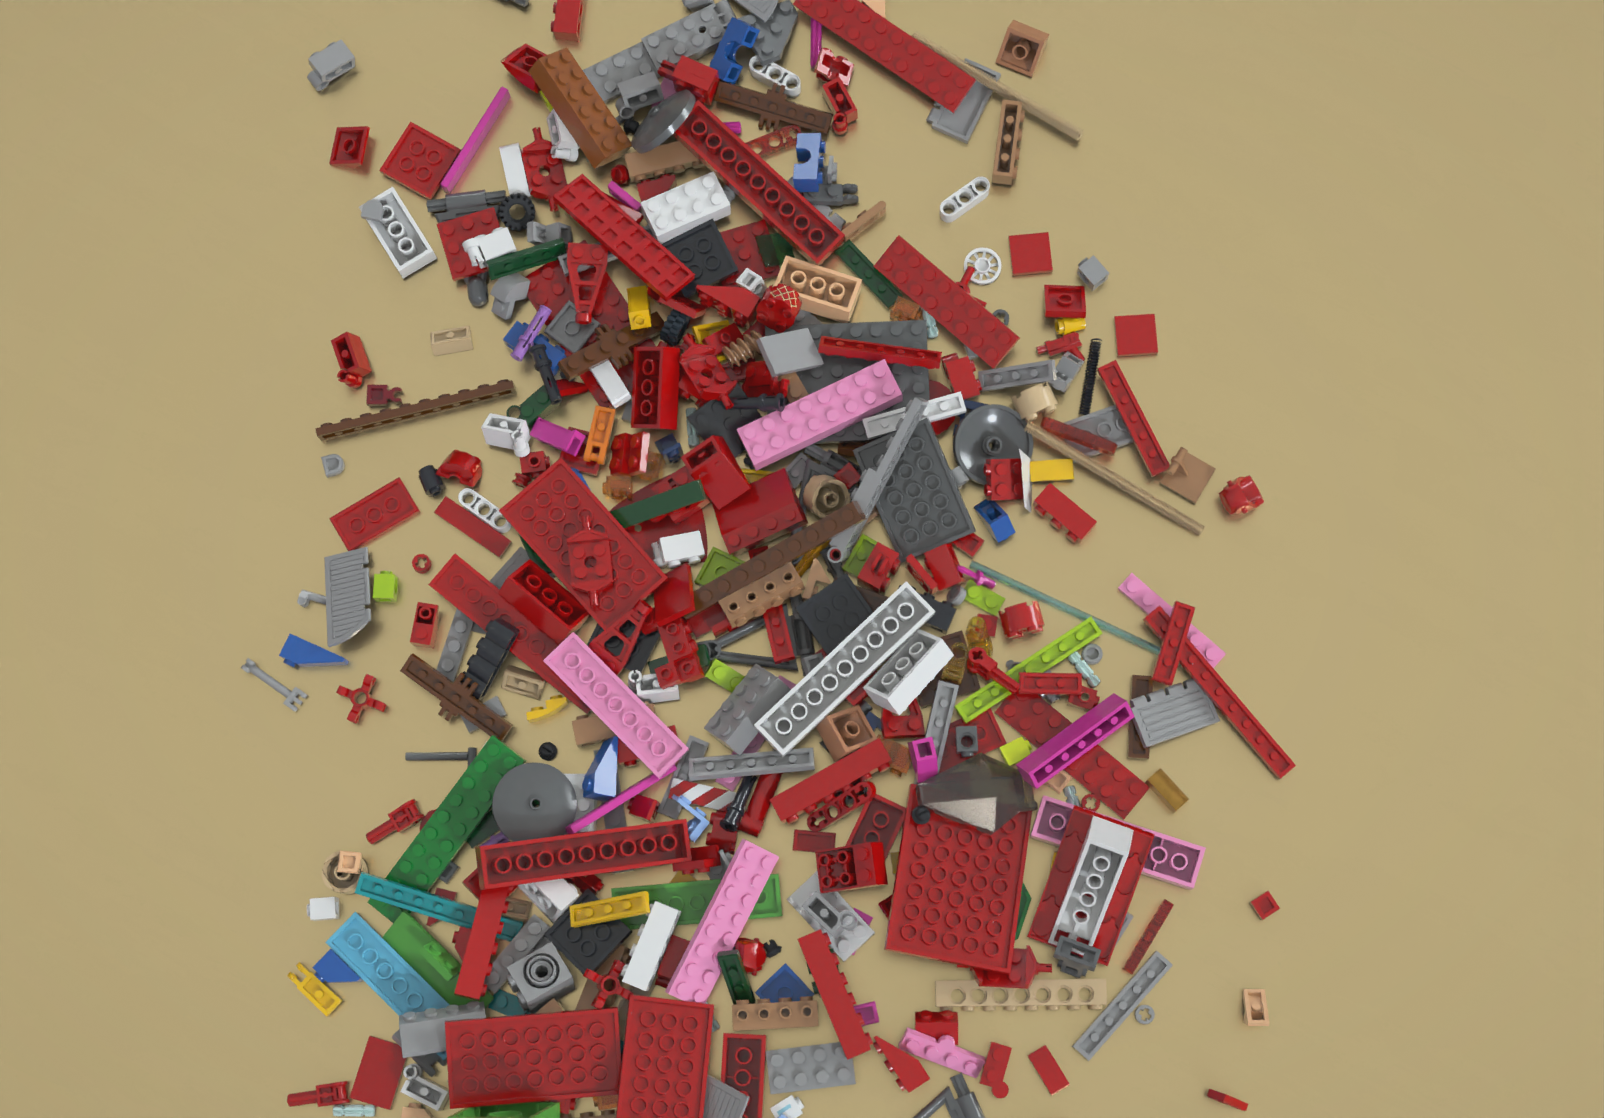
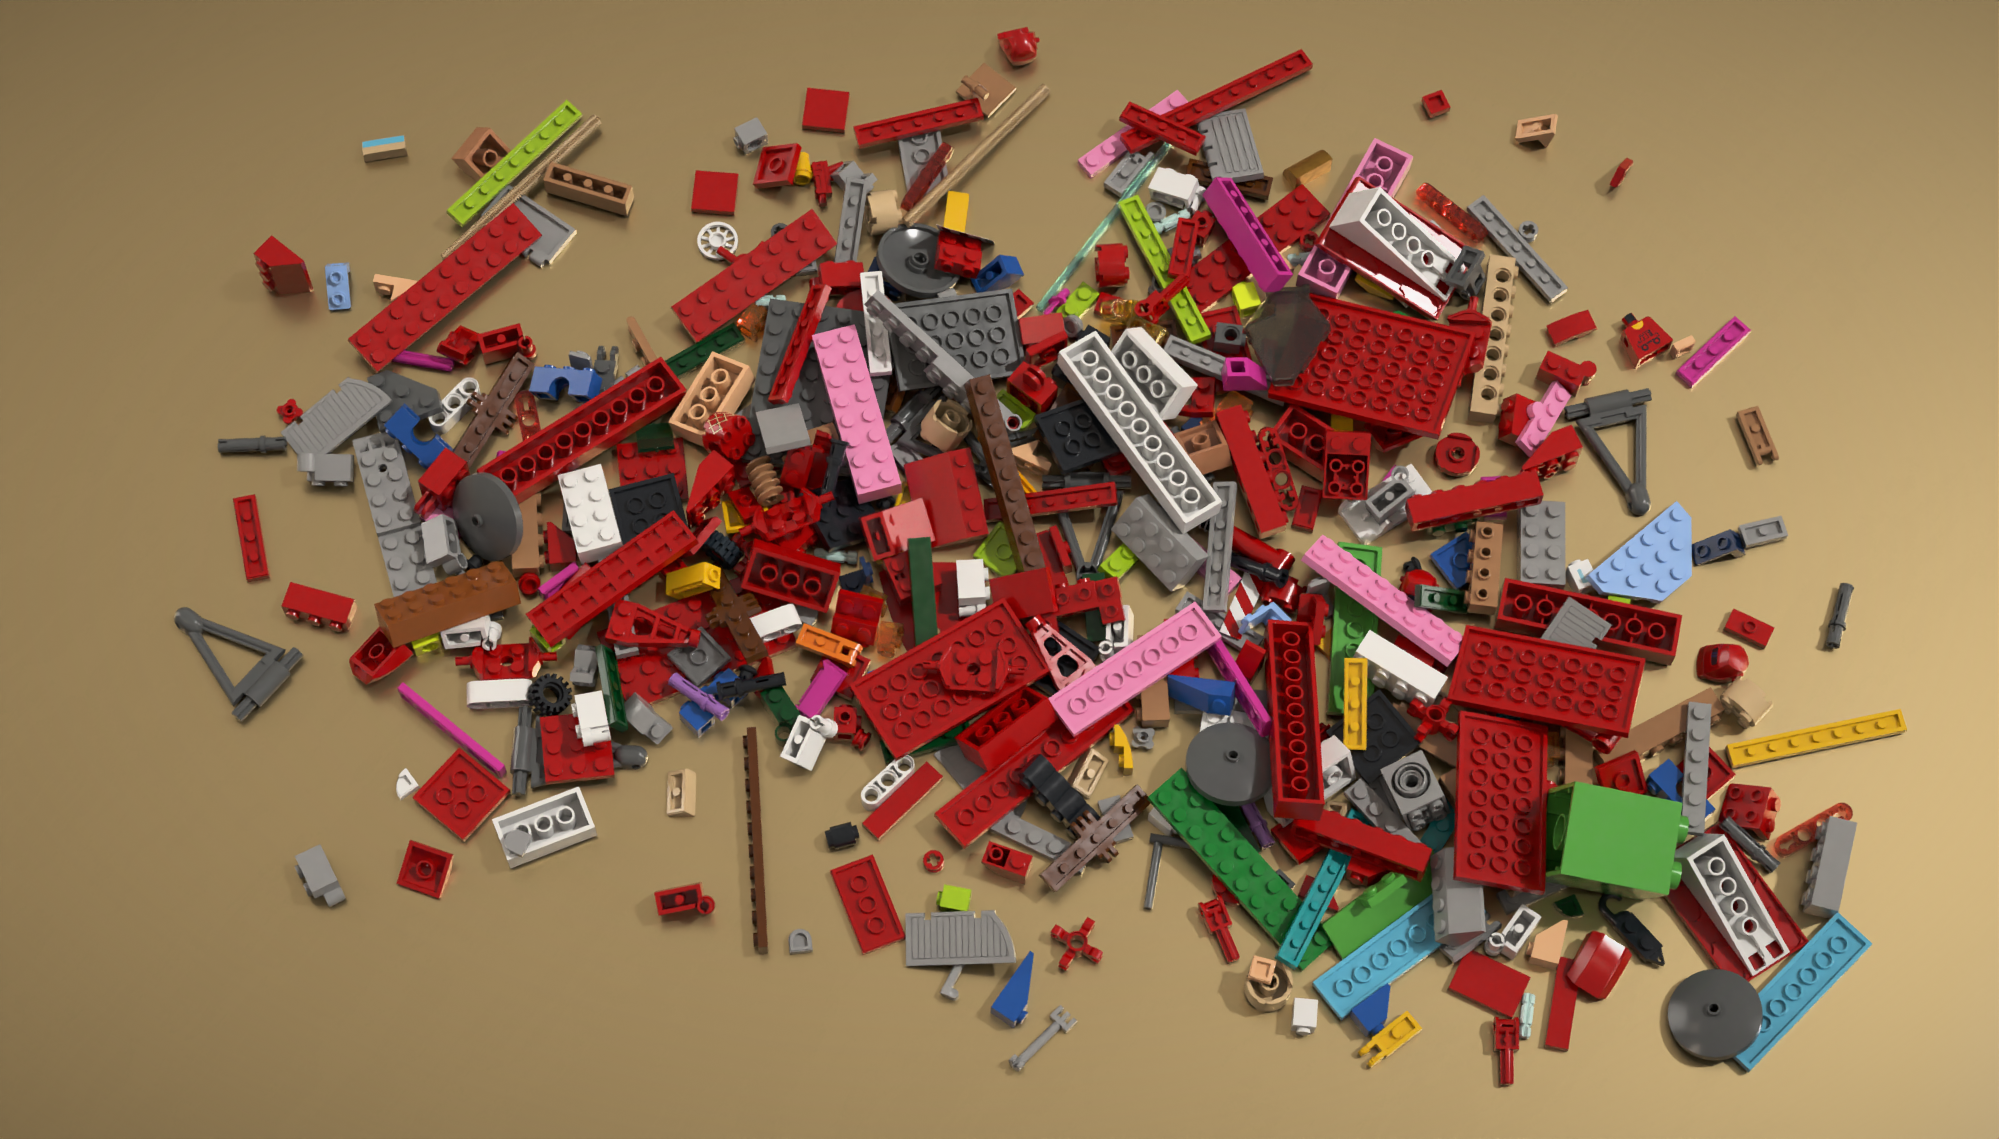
camera: 90 degrees left, 10 degrees down
(380, 395) = (731, 877): dark red plate -> none
(424, 115) = (405, 784): none -> white tile
(463, 466) = (831, 800): red cylinder -> none
(547, 751) = (1166, 759): black piece -> none
(558, 726) = (1147, 743): none -> light grey plate
(752, 282) = (690, 460): white leg -> none
(761, 595) = (1042, 506): medium nougat brick -> none
(811, 662) = (1123, 471): light grey plate -> none
(848, 475) = (924, 402): red tile -> none
(884, 967) = (1451, 465): none -> red plate
(920, 815) = (1303, 385): black piece -> none
(968, 191) = (638, 234): white beam -> none
(1020, 74) = (514, 163): none -> lime plate
(1064, 513) = (1004, 209): red brick -> none
(1087, 396) = (860, 163): black piece -> none
(1116, 669) = (1176, 189): none -> white hinge
(1127, 620) = (1126, 172): none -> light grey hinge

